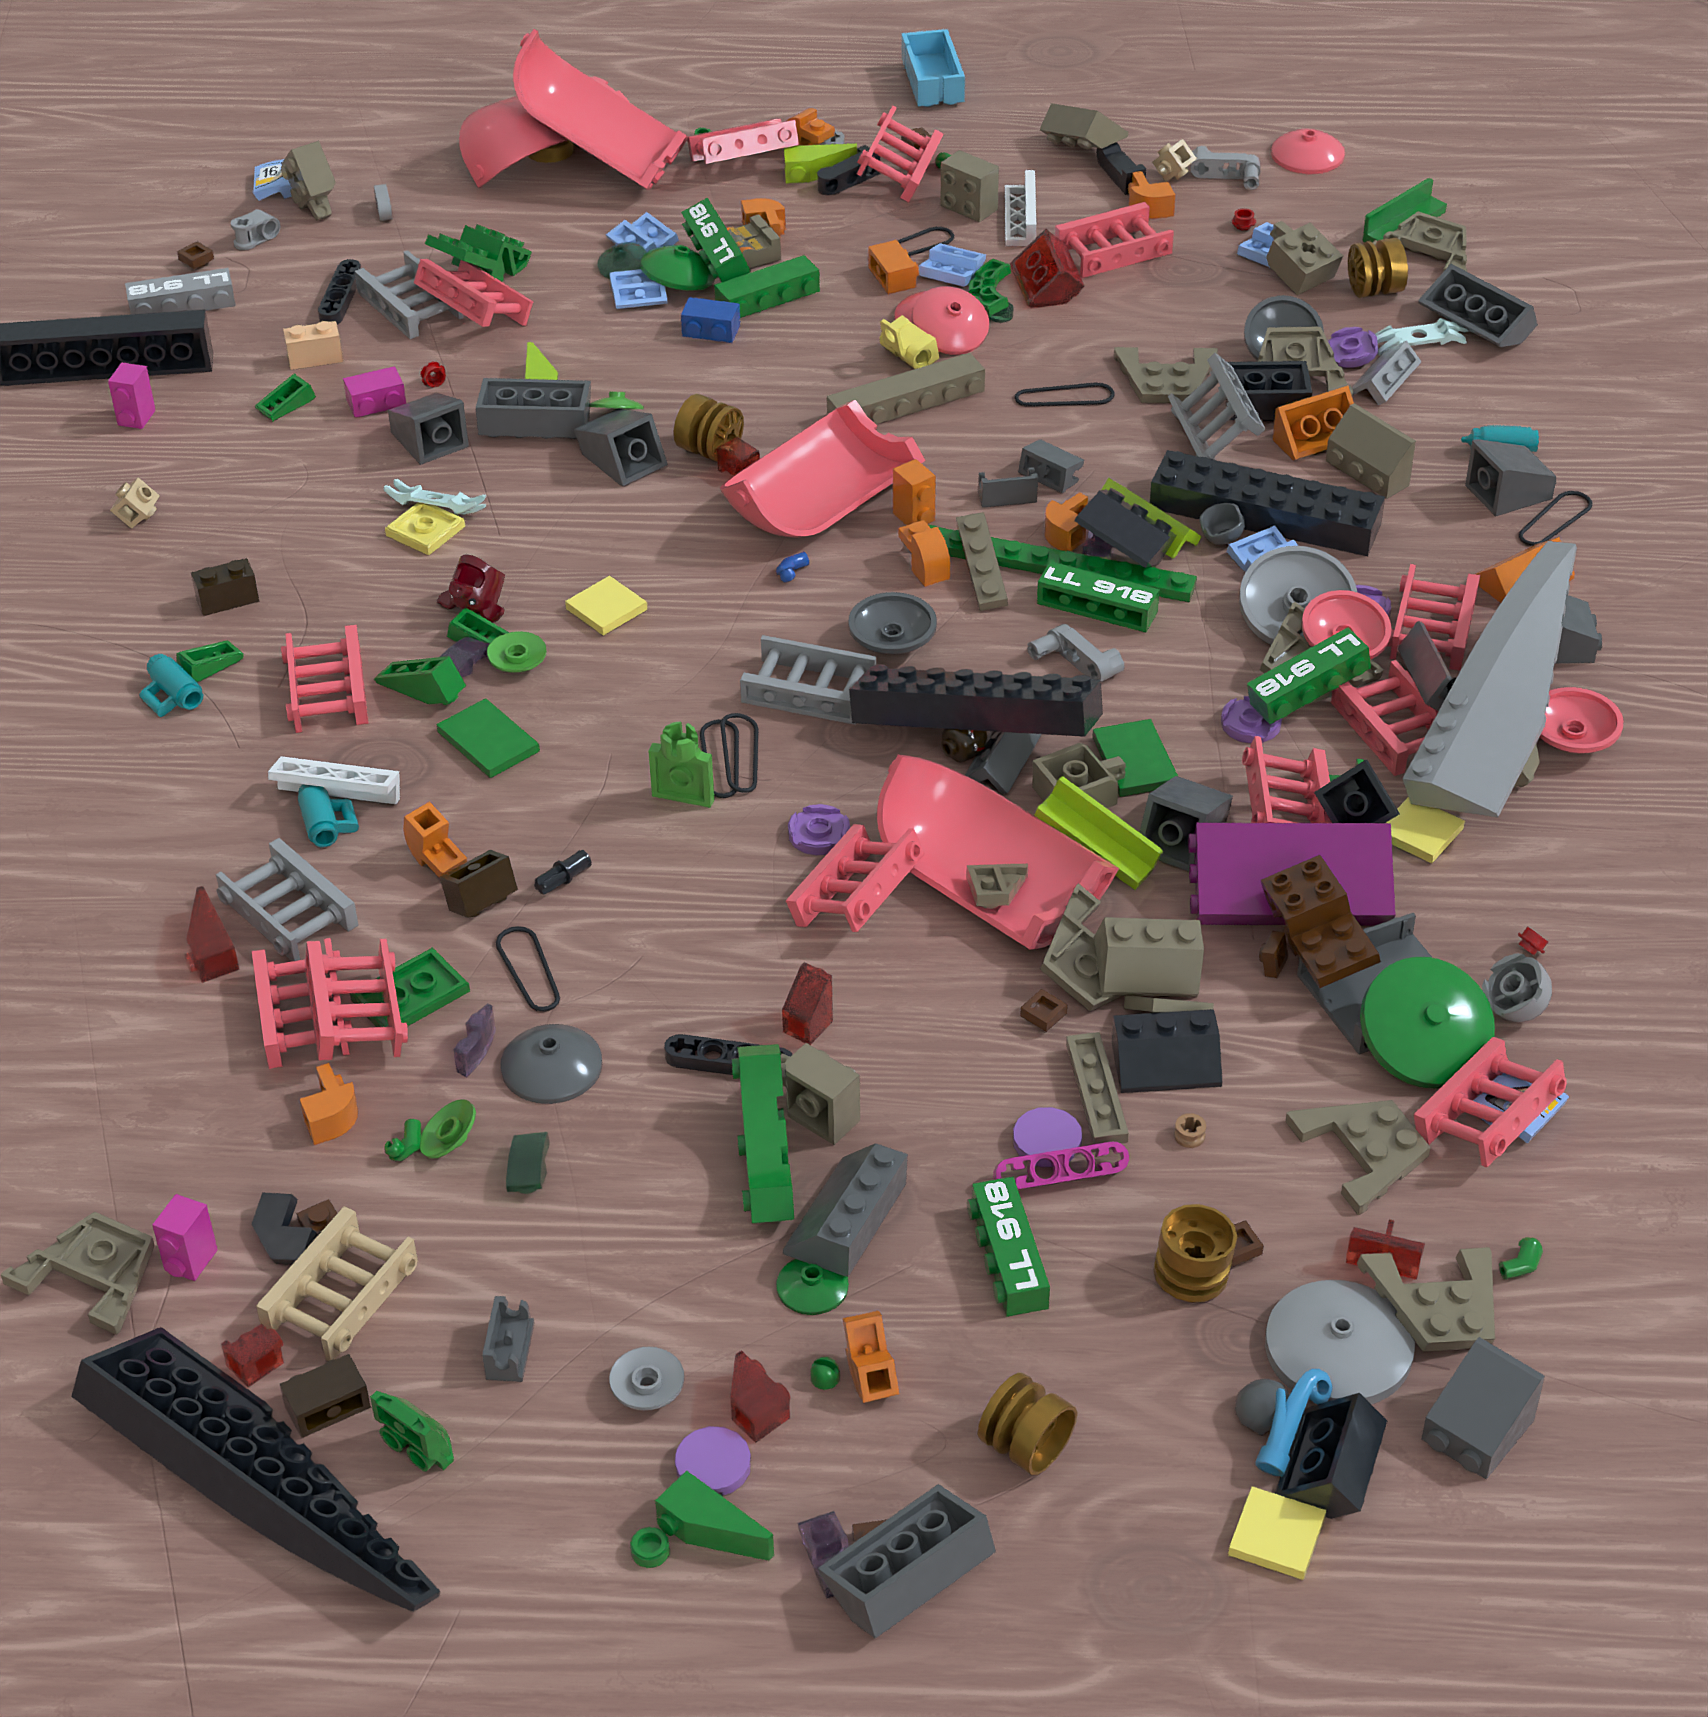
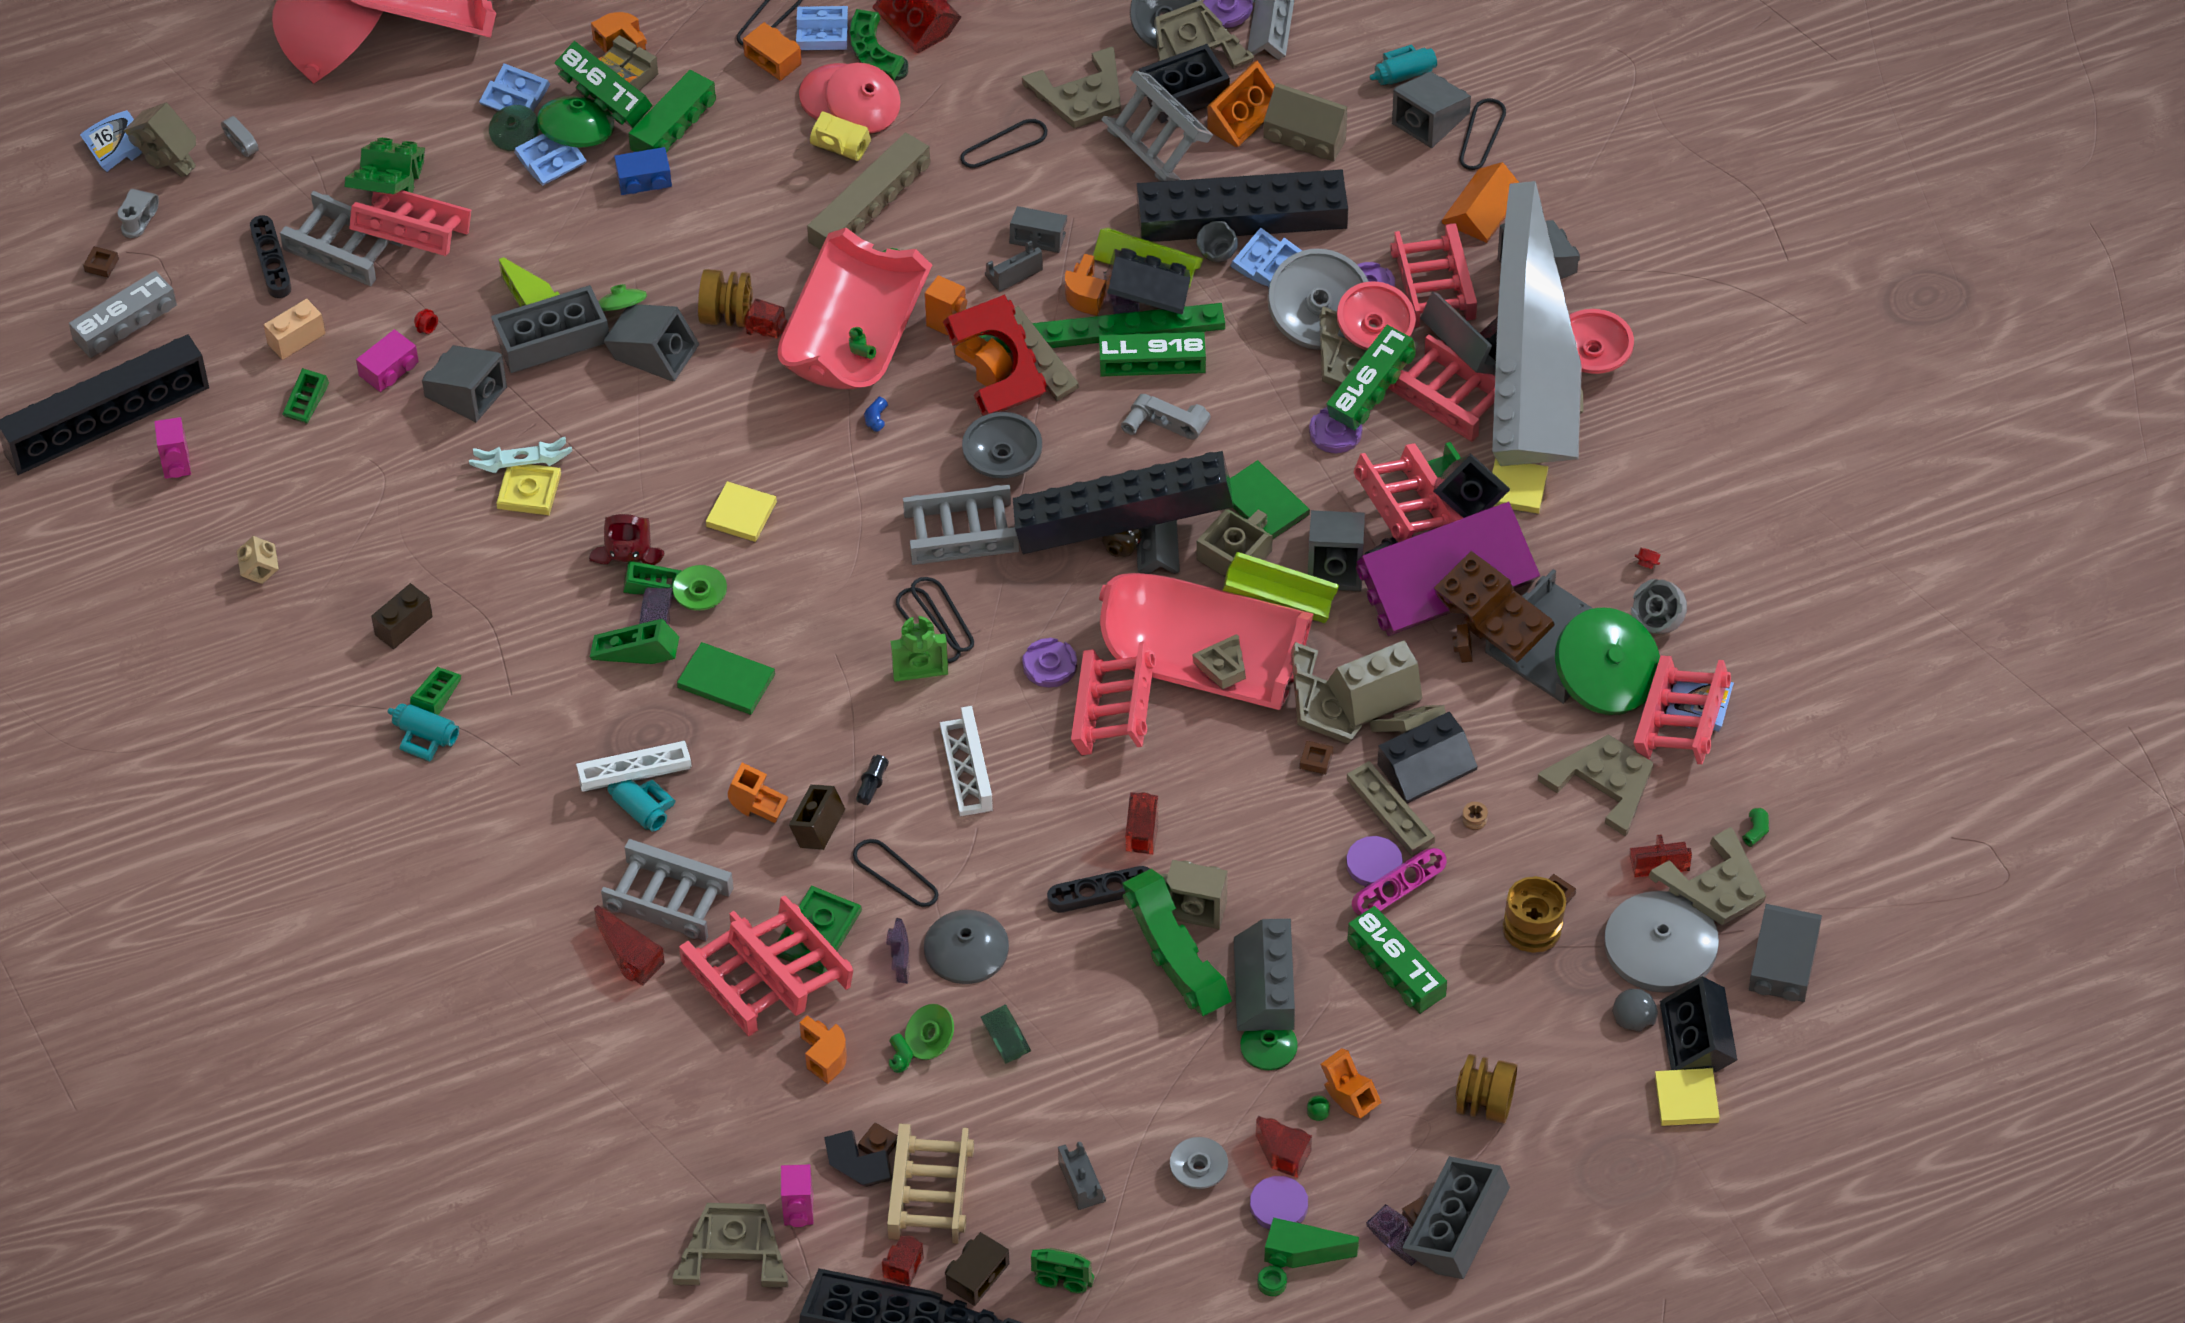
camera: 25 degrees left, 10 degrees up
(351, 685) = (567, 652): coral fence -> none
(675, 896) = (976, 759): none -> white fence
(813, 503) = (858, 344): none -> green arm
(946, 508) = (998, 320): none -> red arch
(1287, 1416) = (1664, 984): dark azure plant -> none

